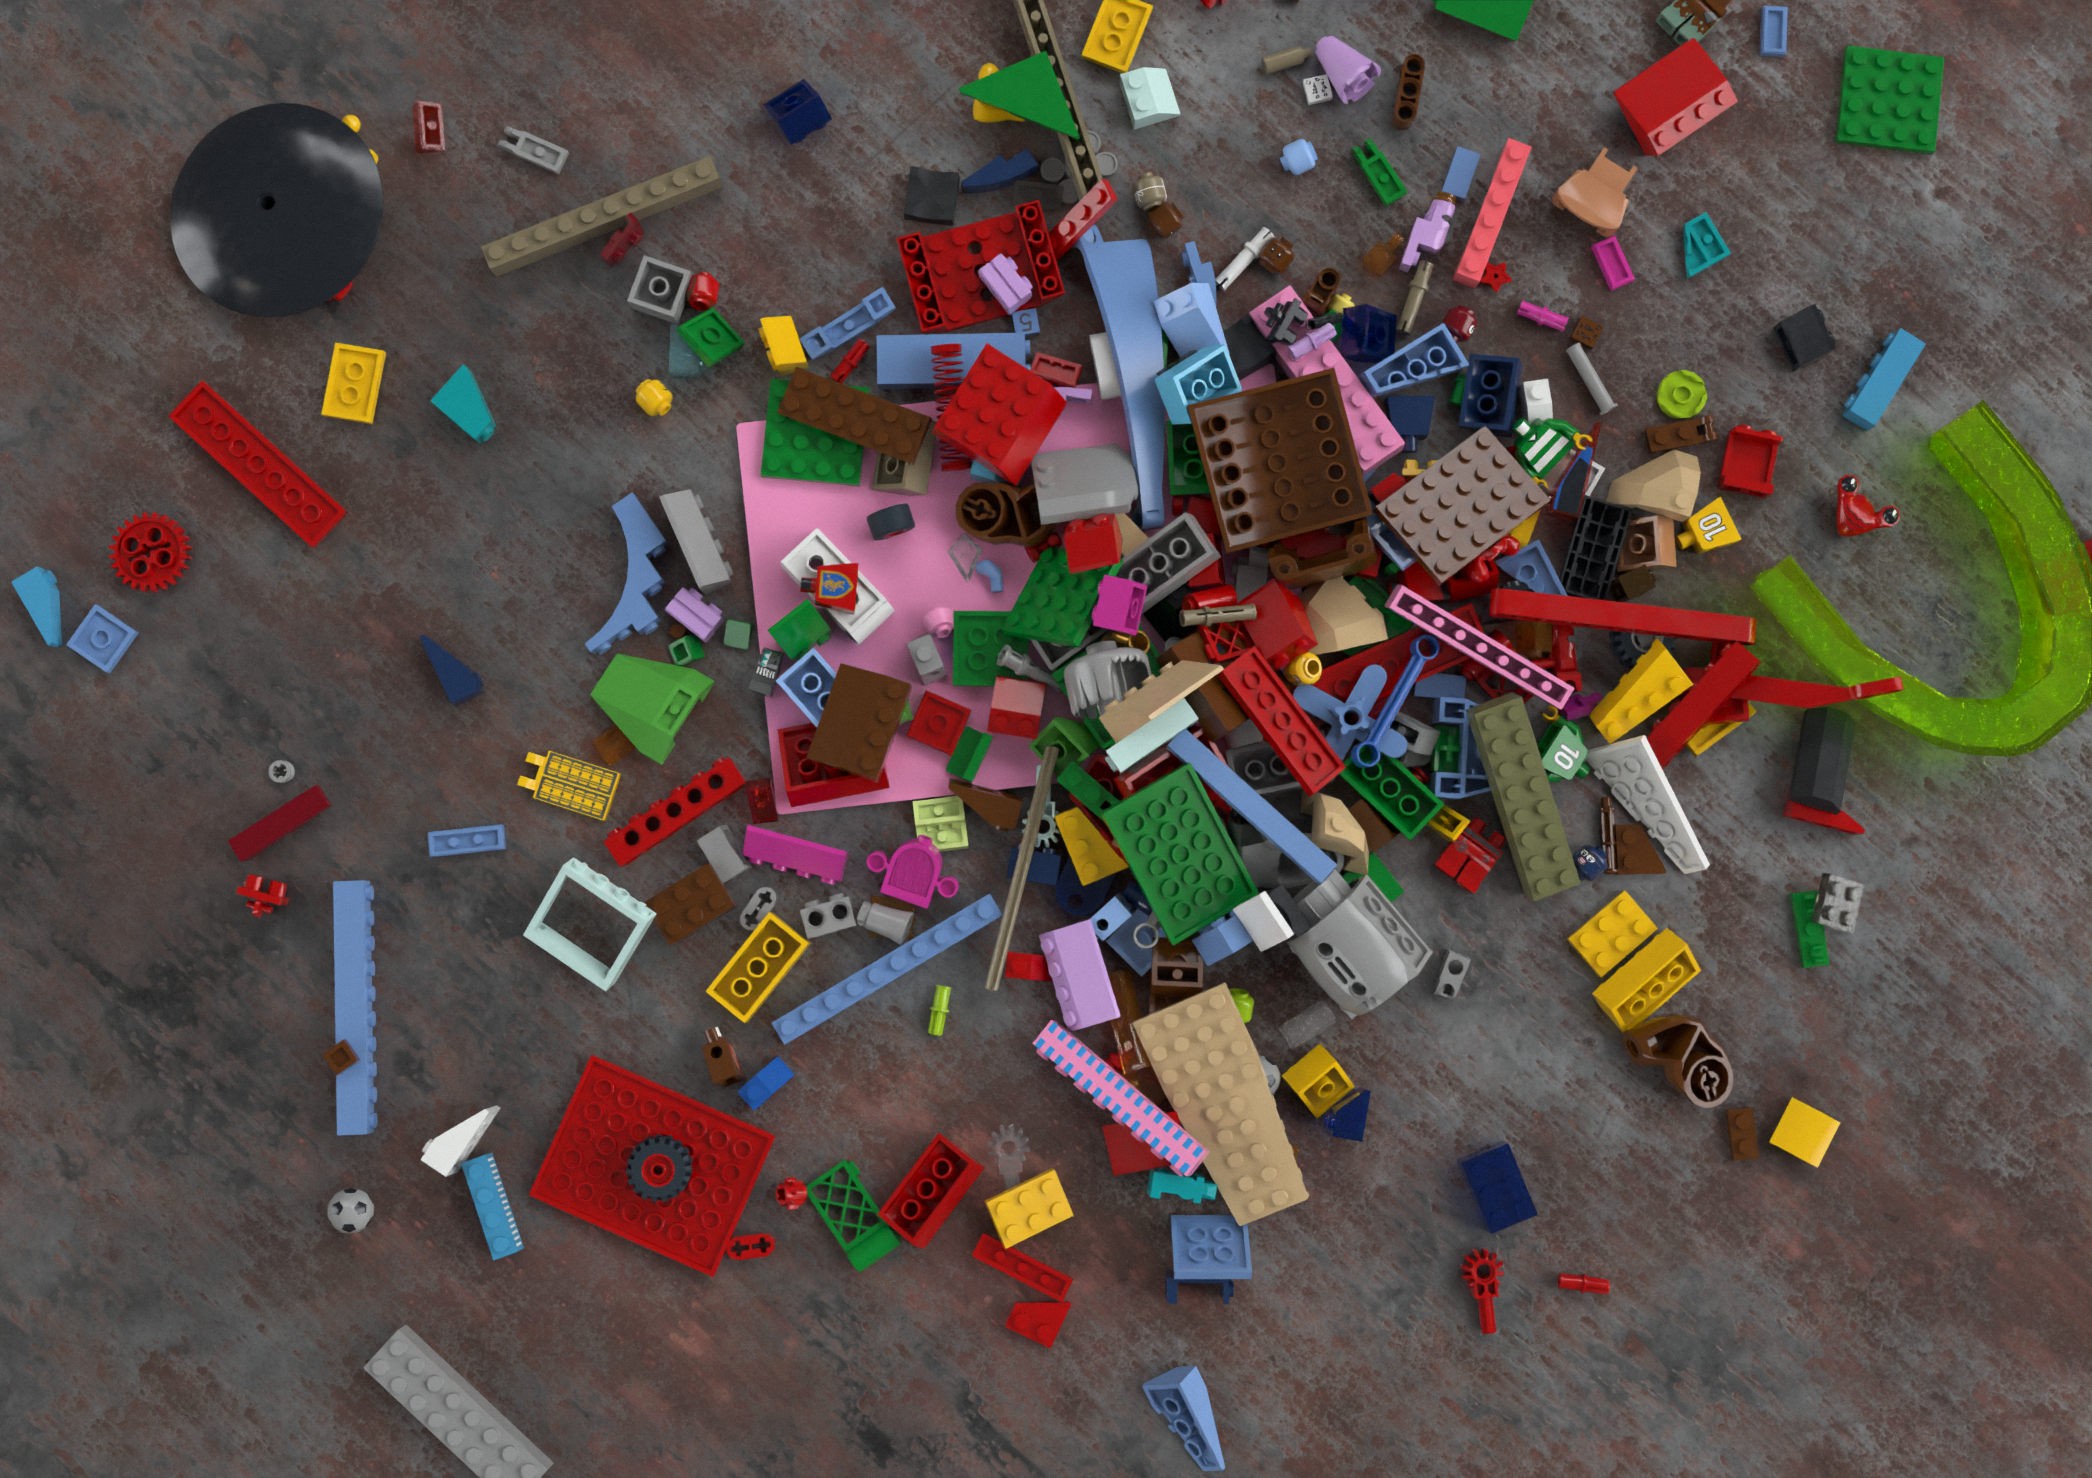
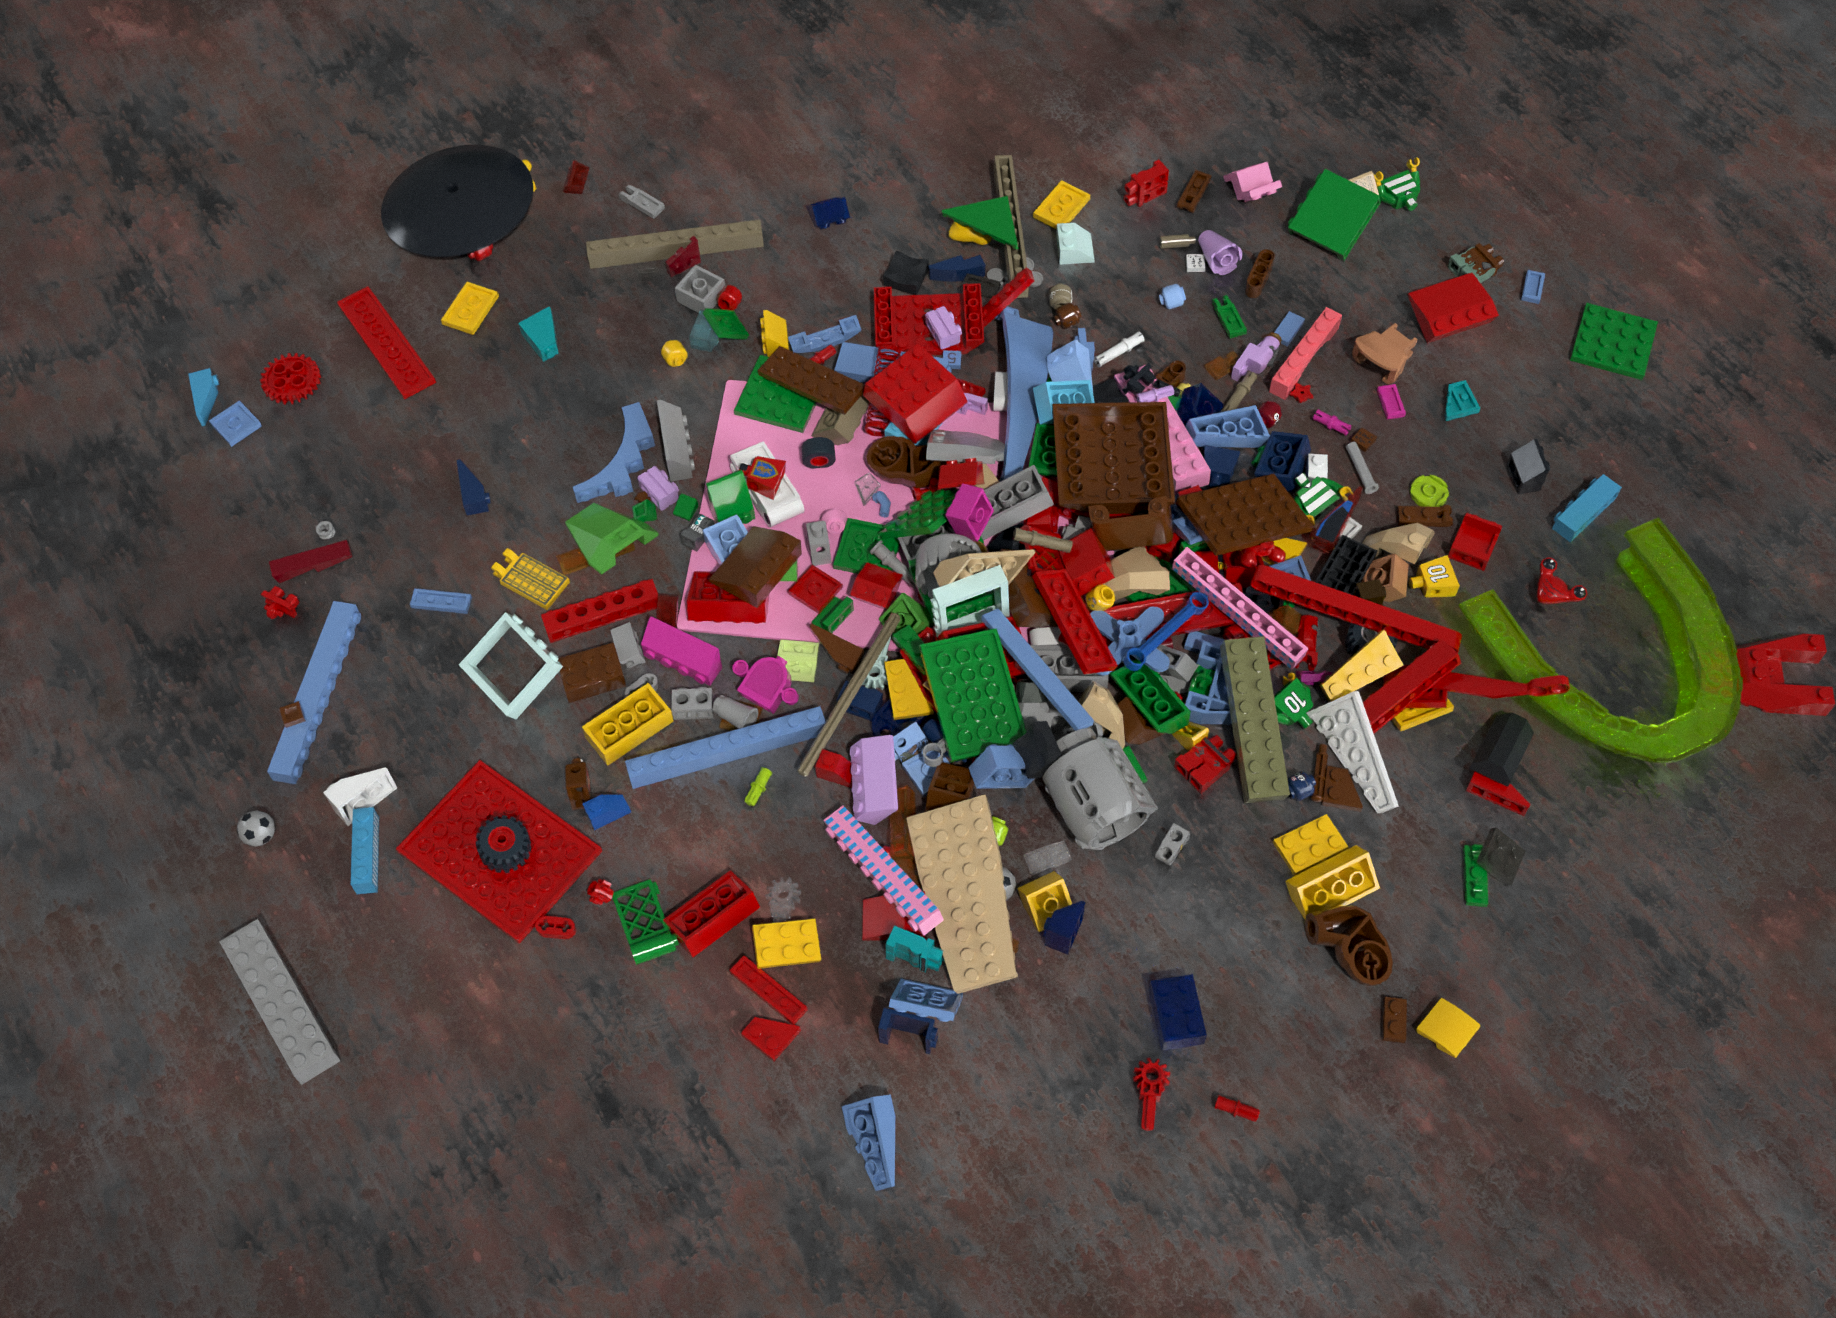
camera: 15 degrees right, 25 degrees down
(1263, 921) = (1026, 747): white tile -> none
(1276, 255) = (1143, 350): reddish brown head -> none

